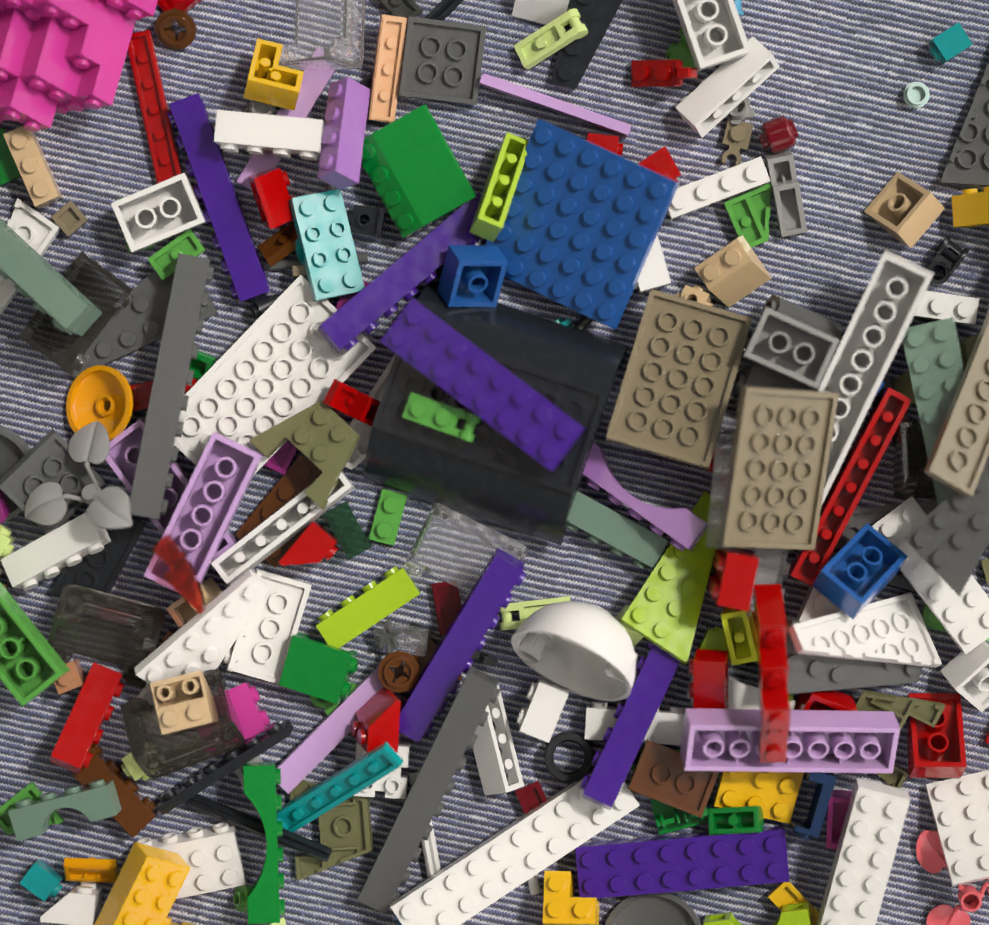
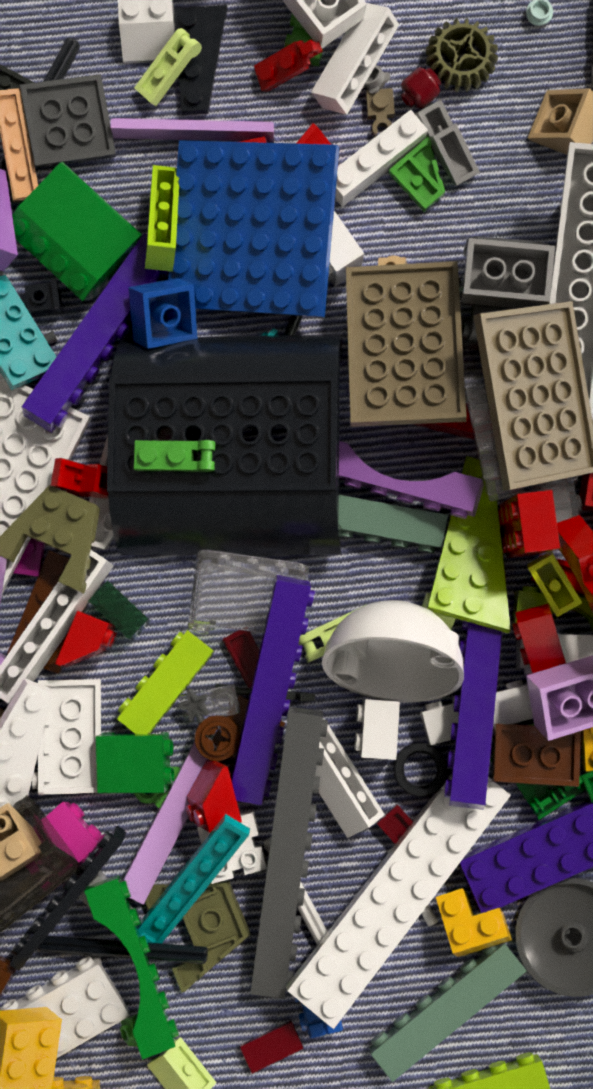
camera: 20 degrees left, 5 degrees down
(388, 517) = (157, 585): bright green plate -> none
(483, 385) = (206, 406): dark purple brick -> none
(733, 272) = (421, 230): tan slope -> none
(819, 105) = (479, 66): none -> olive gear

